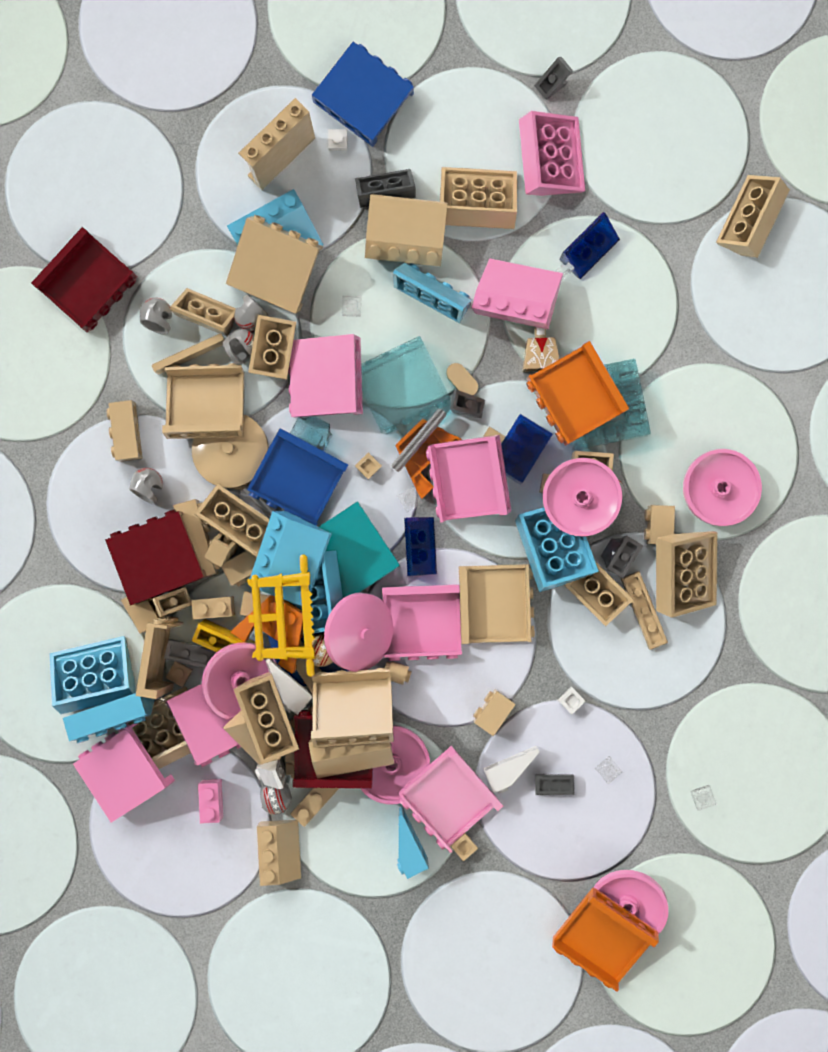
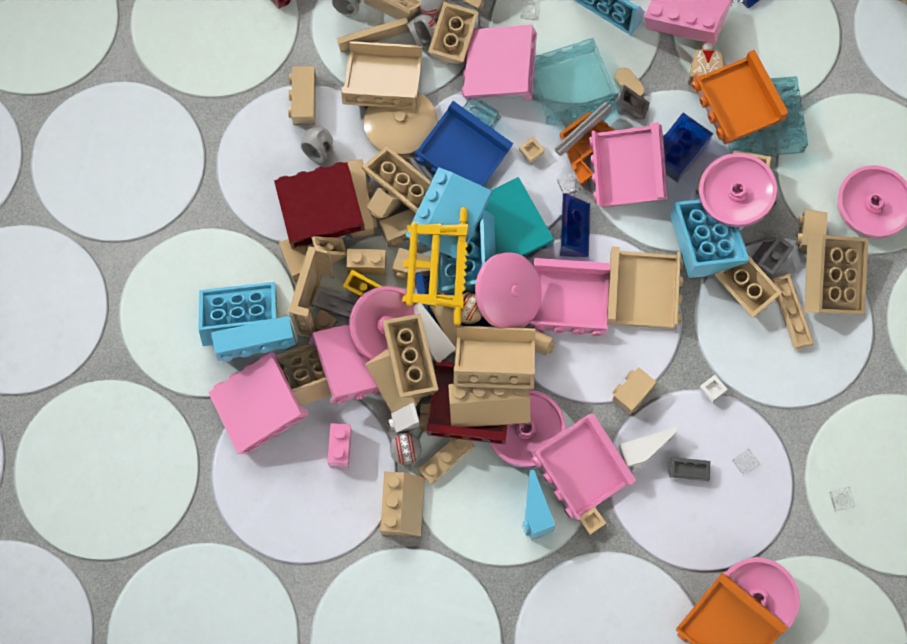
camera: 10 degrees right, 15 degrees down
(293, 628) = (445, 283): orange wing -> none

